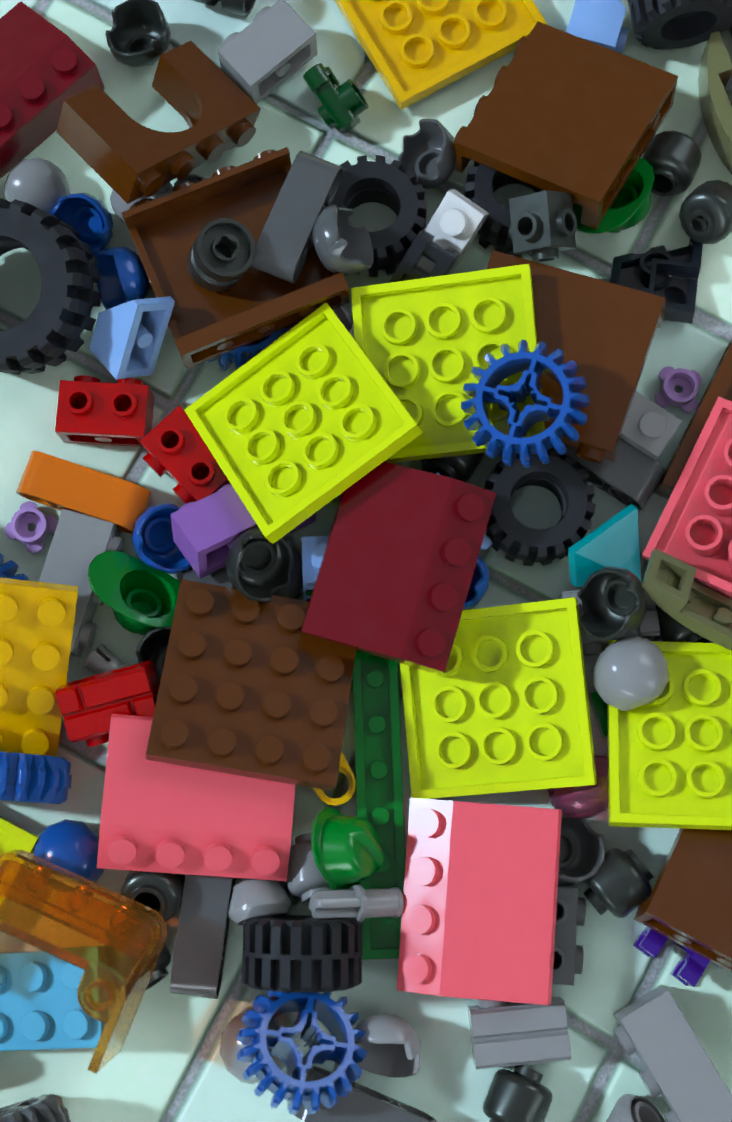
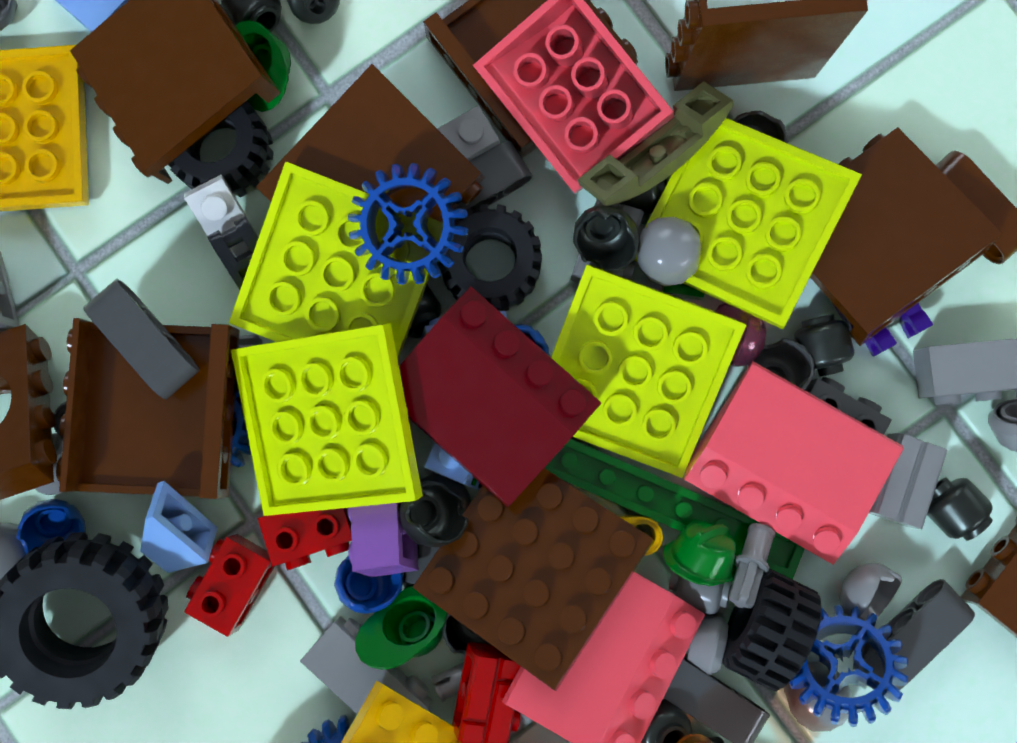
camera: 65 degrees left, 5 degrees up
(27, 515) = (292, 701): lavender plate -> none
(82, 490) = (291, 634): orange beam -> none
(121, 276) = (117, 515): blue hair -> none
(221, 254) = (142, 421): pearl dark grey wheel -> none
(339, 103) = (55, 253): dark green plate -> none
(340, 243) = (184, 313): dark grey hair -> none
(389, 186) = (155, 245): black tyre -> none
(429, 154) = (141, 201): dark grey hair -> none
(542, 224) = (255, 133): pearl dark grey brick -> none
(610, 544) = (555, 218): teal slope -> none
(664, 274) = (344, 60): black slope -> none
(687, 380) = (446, 85): lavender plate -> none

